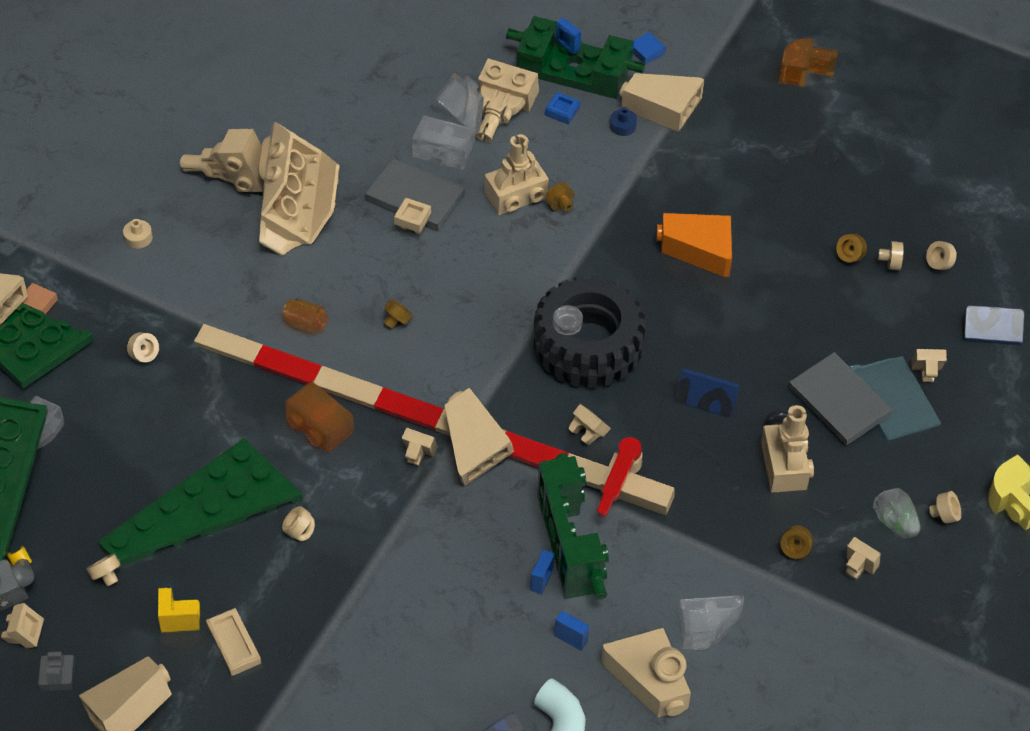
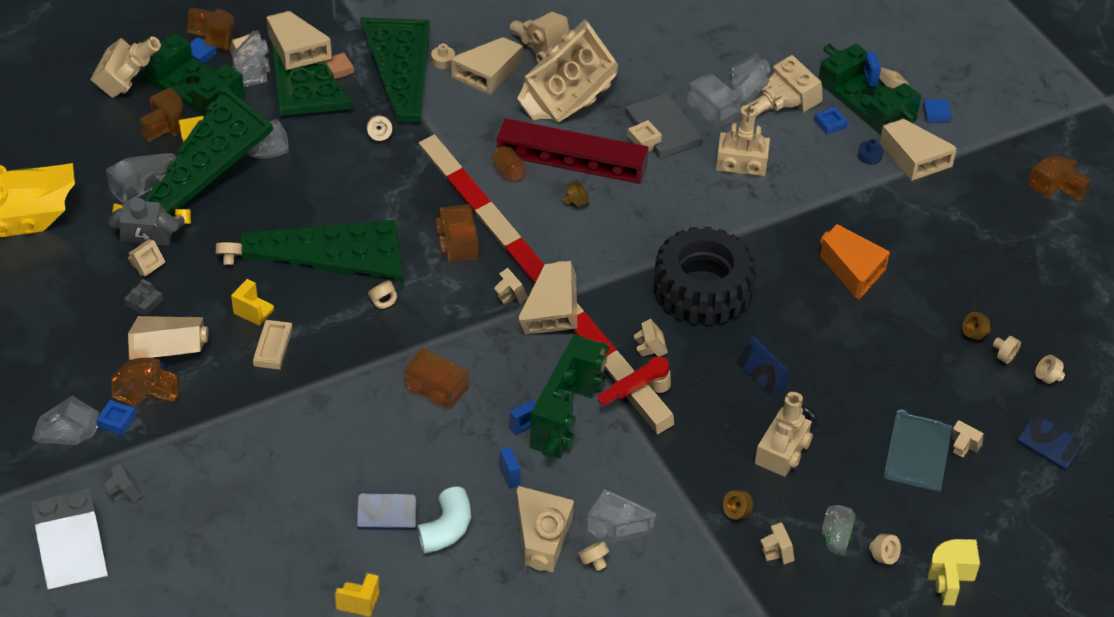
camera: 35 degrees right, 5 degrees down
(96, 256) = (401, 60): none -> dark green wing
(193, 219) = (488, 64): none -> tan slope
(356, 267) = (574, 151): none -> dark red brick
(428, 582) = (436, 378): none -> clear orange brick
(560, 197) = (770, 177): pearl gold tile -> none
(567, 320) = (684, 252): clear tile -> none
(590, 36) = (891, 78): none -> tan tile
(715, 668) = (594, 554): none -> tan tile
(840, 398) = (869, 427): dark grey tile -> none

